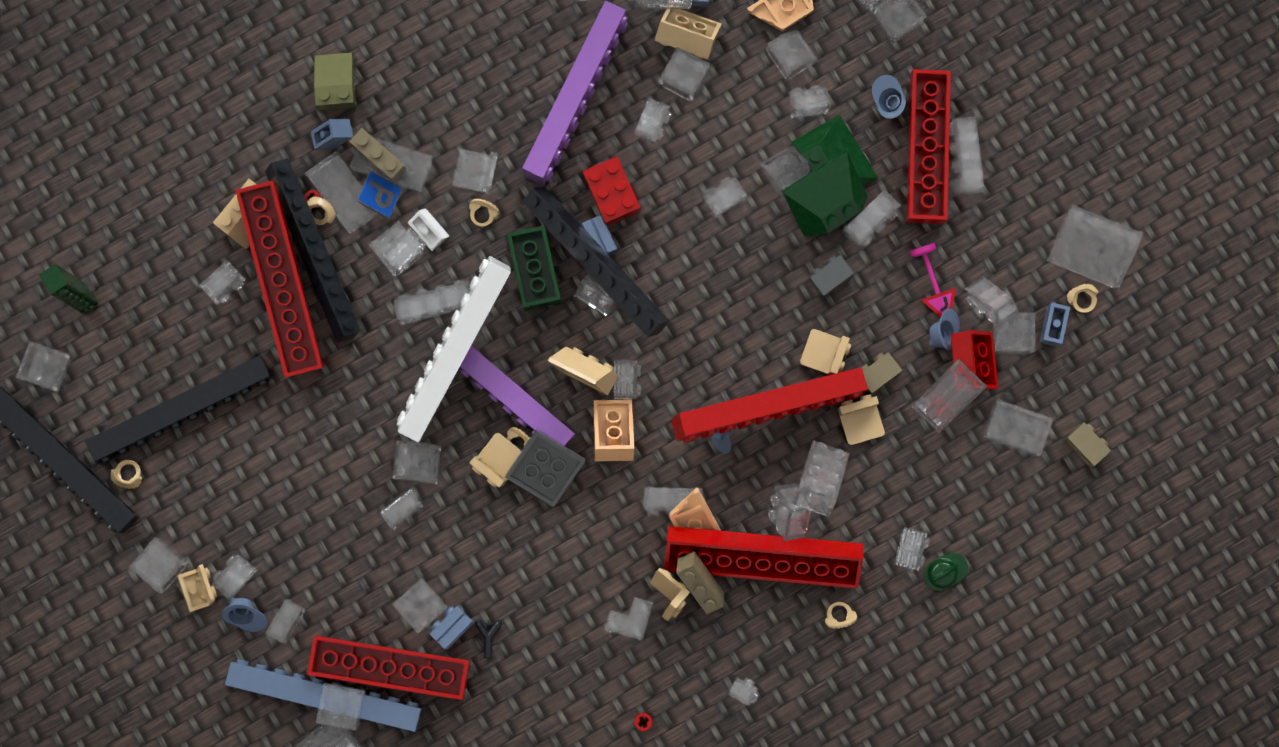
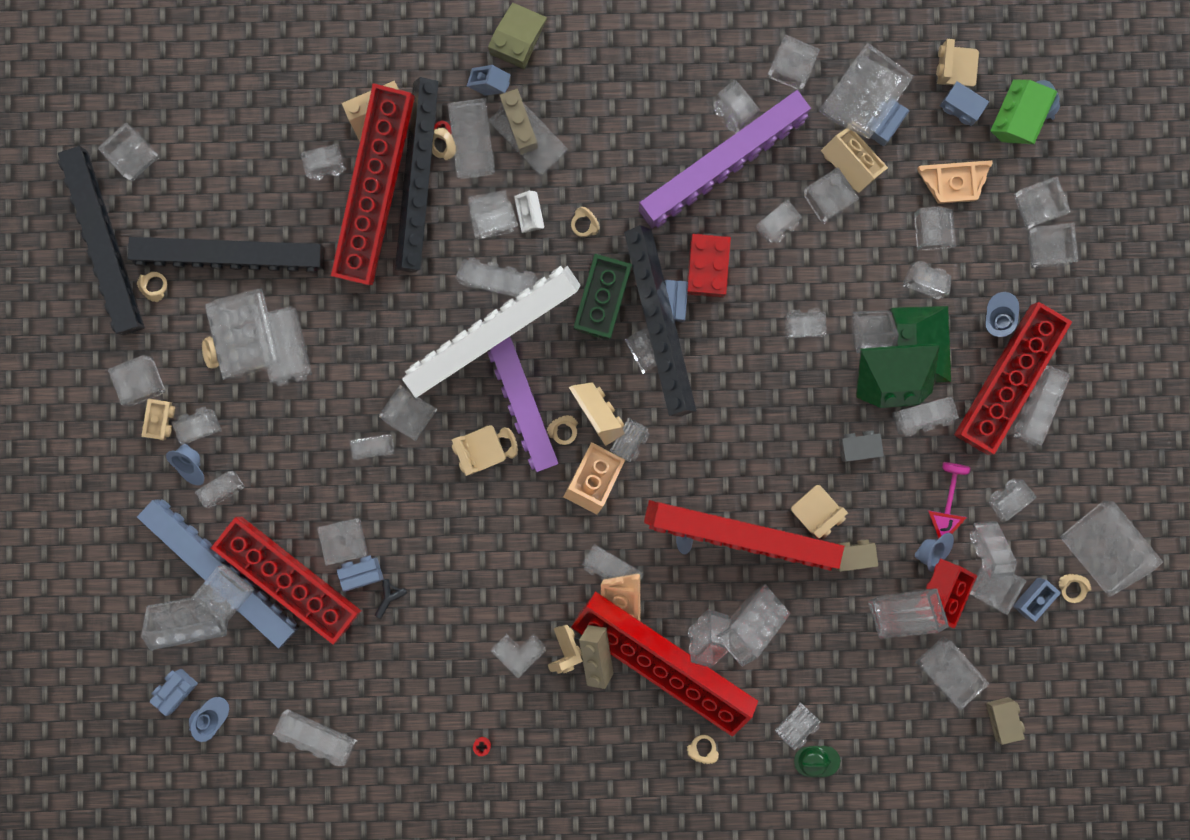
camera: 30 degrees right, 5 degrees up
(68, 289) = (177, 92): dark green brick -> none
(214, 512) = (209, 353): none -> tan piece
(233, 471) = (242, 334): none -> clear slope
(274, 463) = (290, 348): none -> clear brick
(379, 194) = (501, 157): blue piece -> none
(475, 171) = (598, 182): clear bracket -> none
(545, 468) = (516, 480): dark grey plate -> none
(560, 43) = (735, 107): none -> clear brick
(564, 393) = (553, 427): none -> tan piece
(744, 691) = (583, 769): clear brick -> none
(861, 420) = (817, 589): tan bracket -> none
(986, 250) = (1011, 499): none -> clear brick

